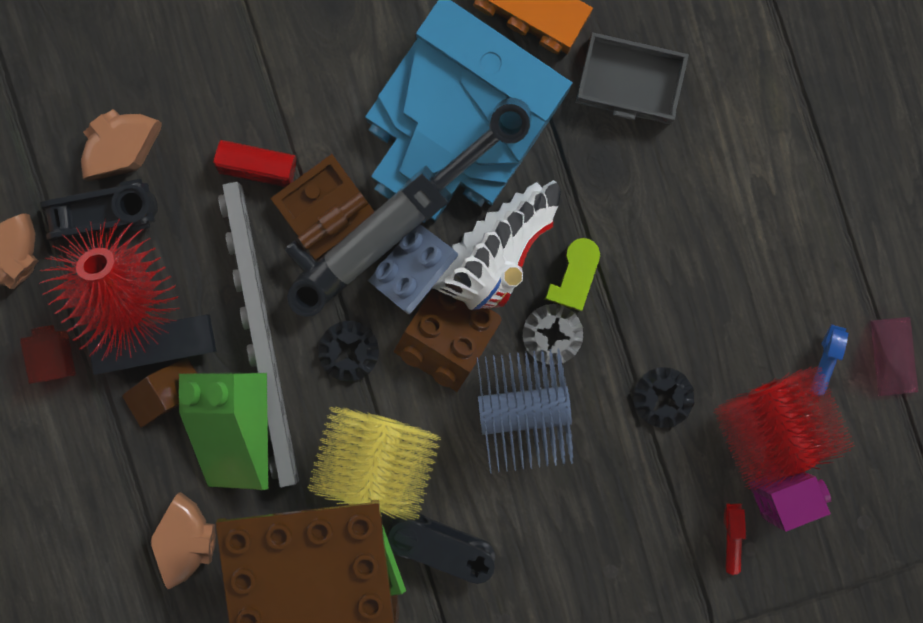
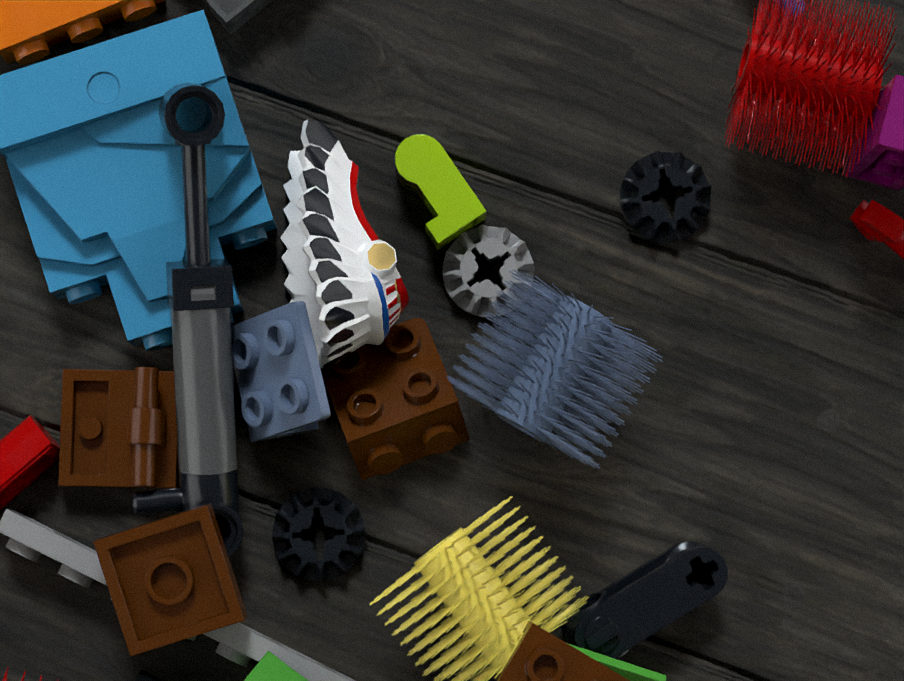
camera: 60 degrees left, 5 degrees down
(264, 295) = (170, 579): none -> reddish brown plate

